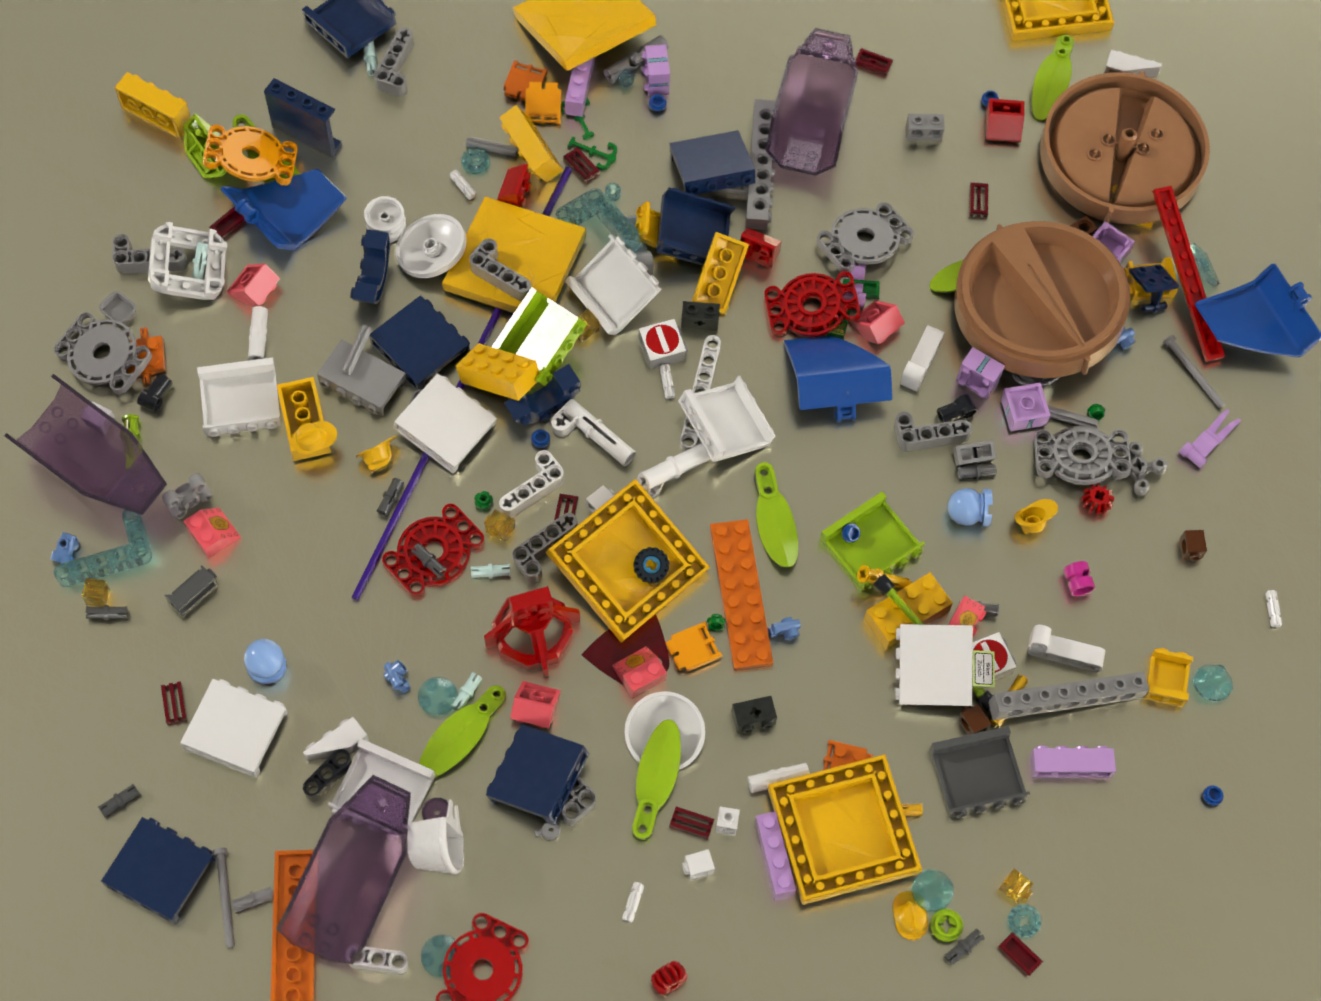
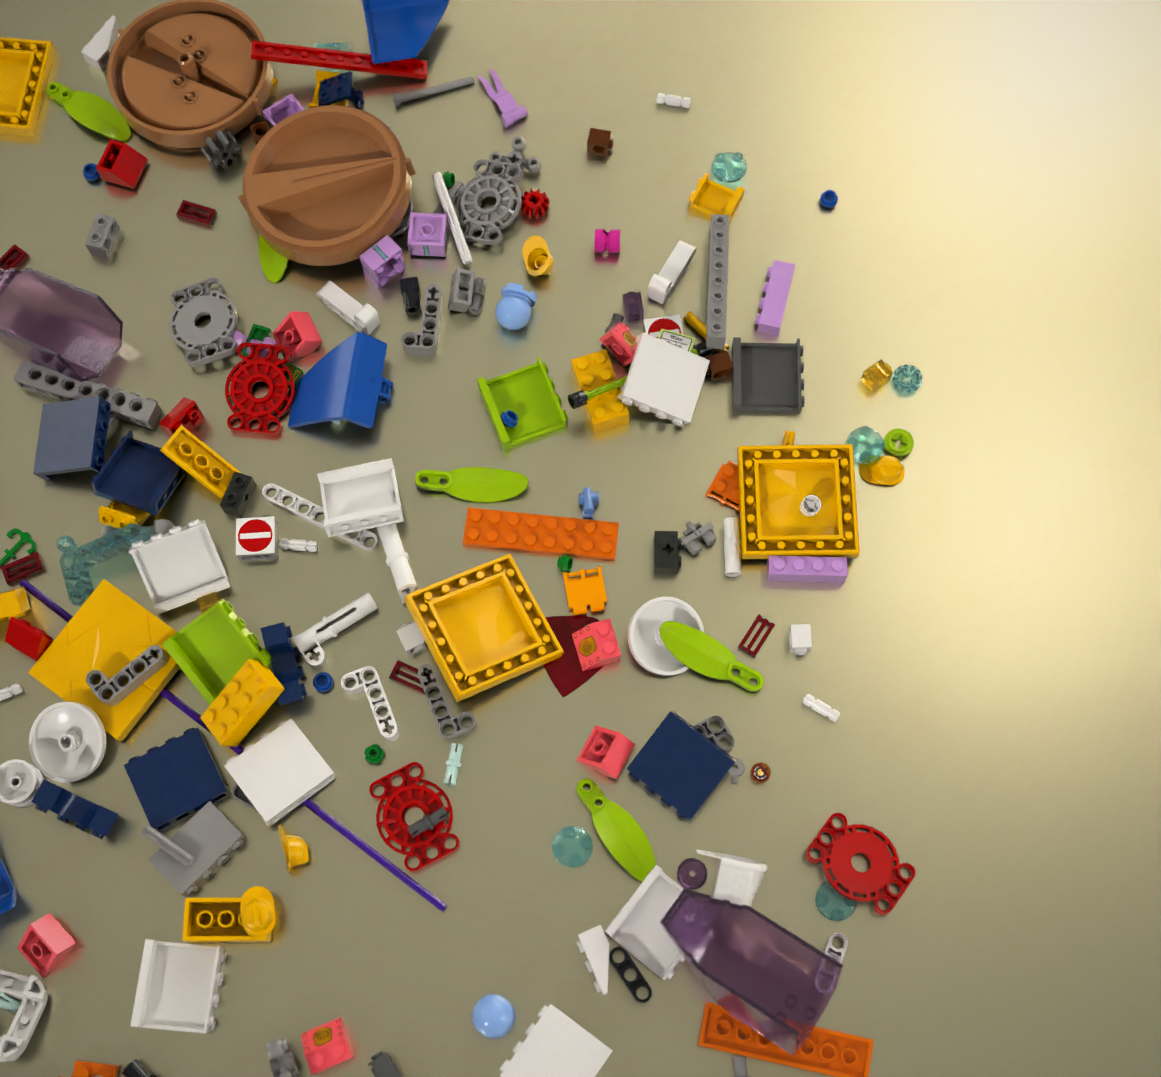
camera: 70 degrees left, 5 degrees up
(258, 333) = (109, 951): white axle -> none
(390, 497) = (343, 848): dark grey pin -> none
(394, 675) = (538, 884): medium blue plate -> none
(467, 691) = (576, 816): light aqua pin -> none
(499, 525) = (407, 743): clear yellow brick -> none
(532, 614) = (526, 729): red plate -> none
(551, 856) = (760, 773): none -> tile
(647, 574) = (504, 611): black bush -> none
(669, 977) = (903, 691): red gear -> none
(727, 821) = (764, 602): white brick -> none
(782, 739) = (691, 541): none -> light grey hips
(838, 836) = (810, 502): none -> white wheel
(873, 575) = (563, 408): yellow pin -> none
(964, 946) = (921, 433): dark grey pin -> none
(1013, 621) = (632, 306): none -> clear purple brick
(1020, 954) = (935, 390): dark red tile -> none
(1051, 198) = (221, 149): none -> dark grey gear
(1051, 424) = (452, 218): none -> white axle

